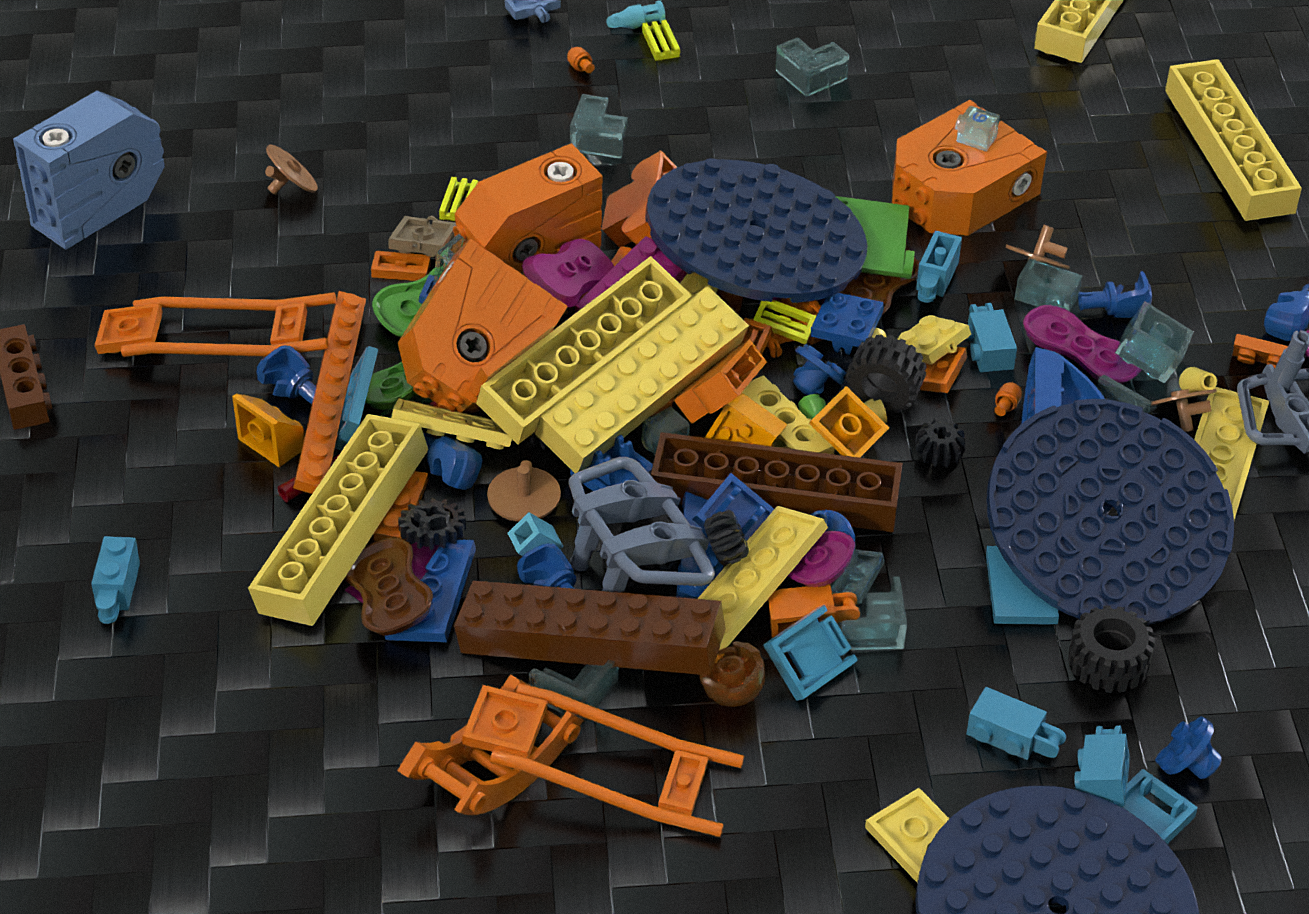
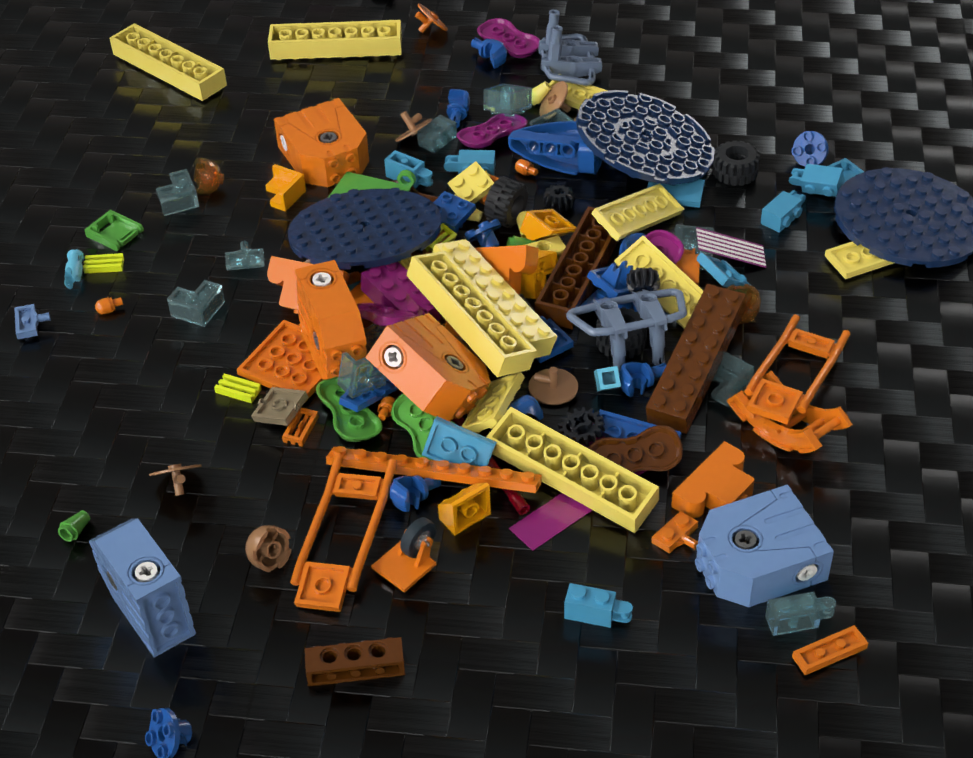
camera: 75 degrees left, 0 degrees up
(60, 837) = (830, 650): none -> orange plate
(117, 792) = (798, 612): none -> clear light blue brick
(179, 268) = (268, 547): none -> medium nougat cylinder
(182, 393) = (410, 557): none -> orange plate
(204, 117) = (73, 526): none -> bright green cone
(222, 735) = (761, 548): none -> medium blue piece
(260, 656) = (676, 533): none -> orange plate
(261, 517) = (549, 520): none -> magenta sticker
(351, 687) = (714, 483): none -> orange brick
(511, 353) = (478, 341): orange tile -> none
(699, 148) = (244, 258): none -> clear light blue plate
(724, 39) = (115, 235): none -> bright green container
(850, 81) = (207, 176): none -> clear orange cylinder
(859, 167) = (287, 186): none -> light orange panel
(877, 657) = (730, 247): none -> sticker
(909, 523) = (637, 211): none -> light yellow plate
(977, 128) = (313, 115): clear light blue brick -> none
(1253, 349) = (525, 66): orange plate -> none

